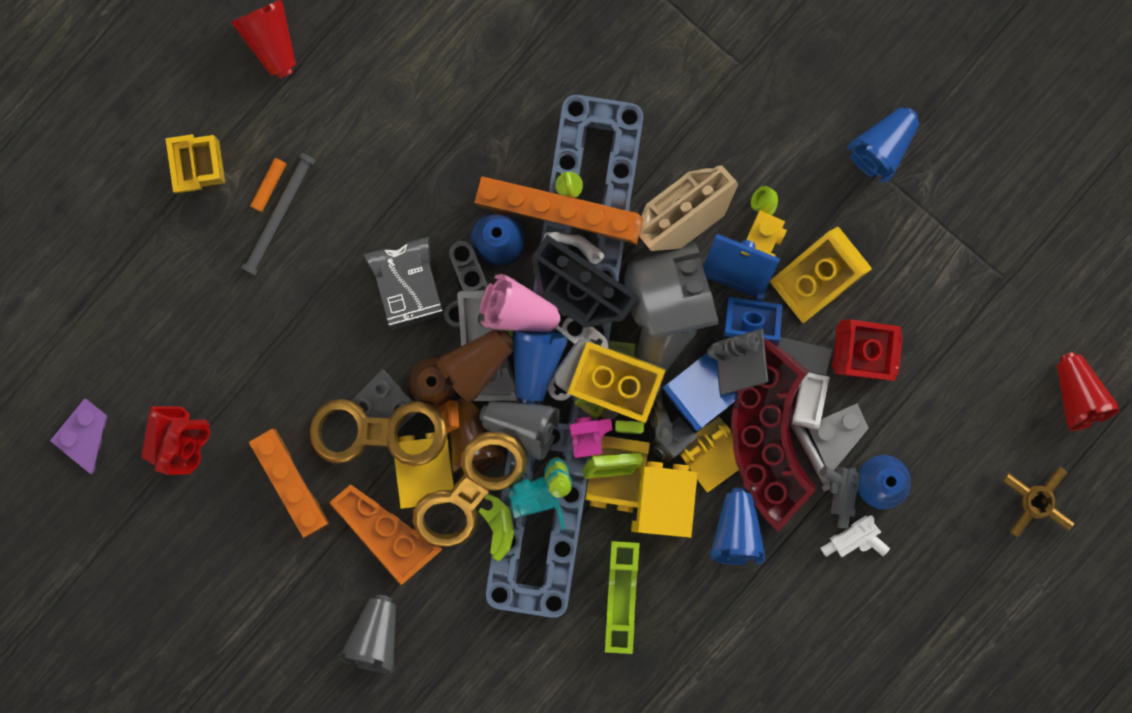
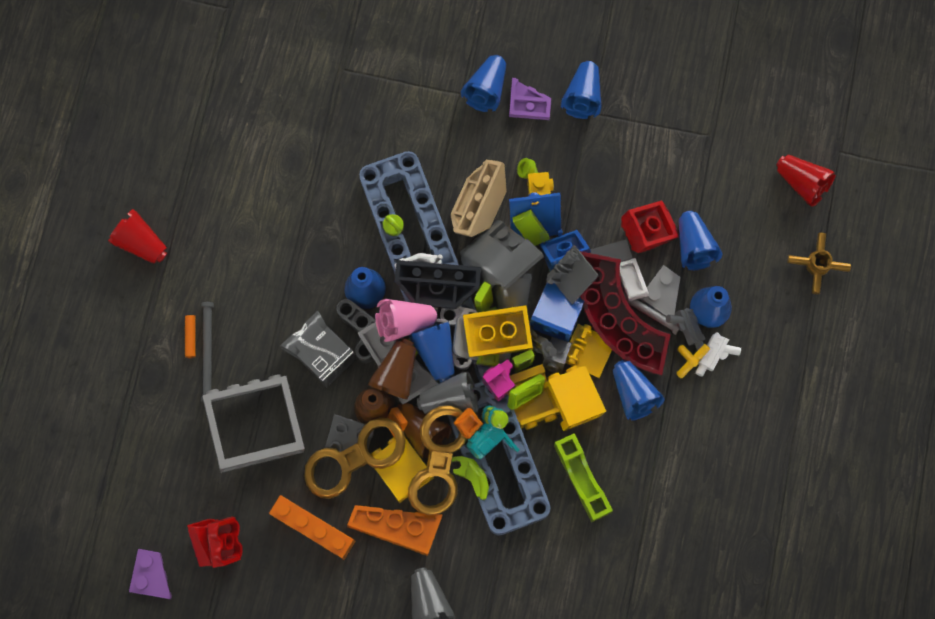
camera: 30 degrees left, 10 degrees down
(194, 162) = (131, 346): yellow plate -> none
(308, 285) = (259, 456): none -> light grey window
(523, 469) = (468, 423): none -> orange tile
(559, 209) = (425, 234): orange arch -> none
(623, 332) = (483, 298): none -> lime tile
(726, 277) = (531, 227): none -> lime tile
(775, 71) = (486, 84): none -> blue cone
(812, 119) = (528, 103): none -> medium lavender wing
(820, 274) = (590, 196): yellow slope -> none
(825, 532) = (692, 360): none -> yellow piece
(910, 398) = (696, 242): none -> blue cone

